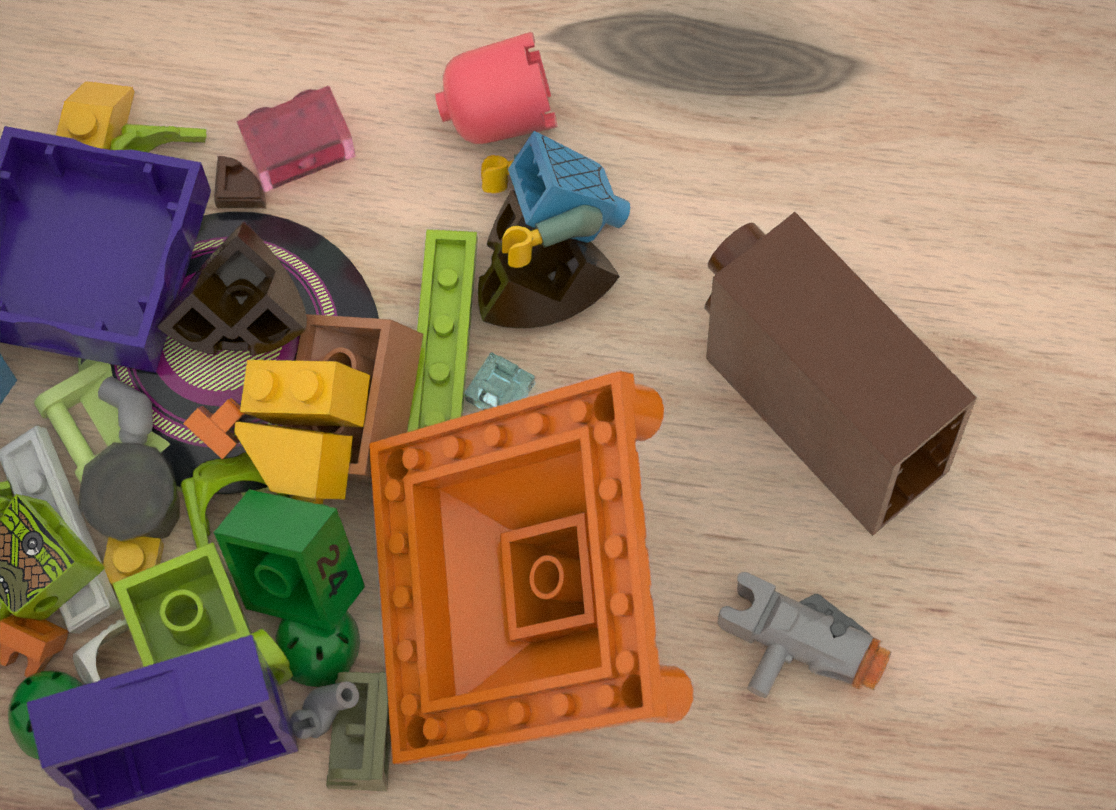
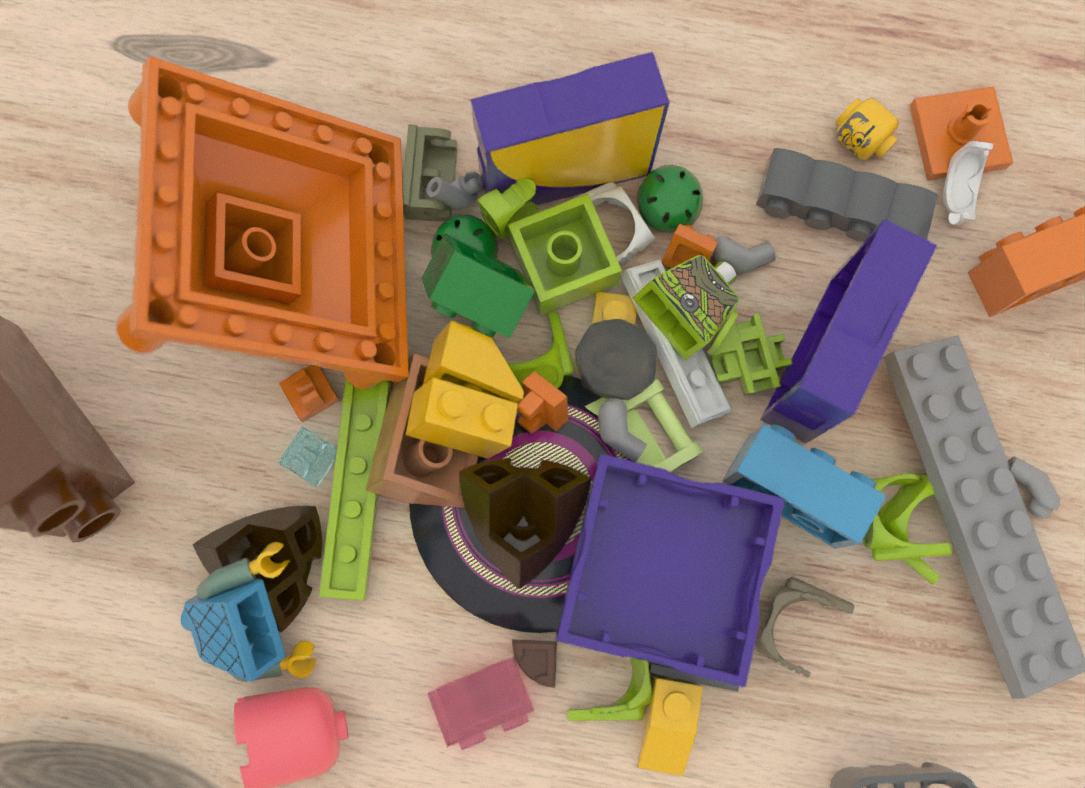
camera: 175 degrees right, 10 degrees up
(803, 631) = (74, 239): light grey piece -> none

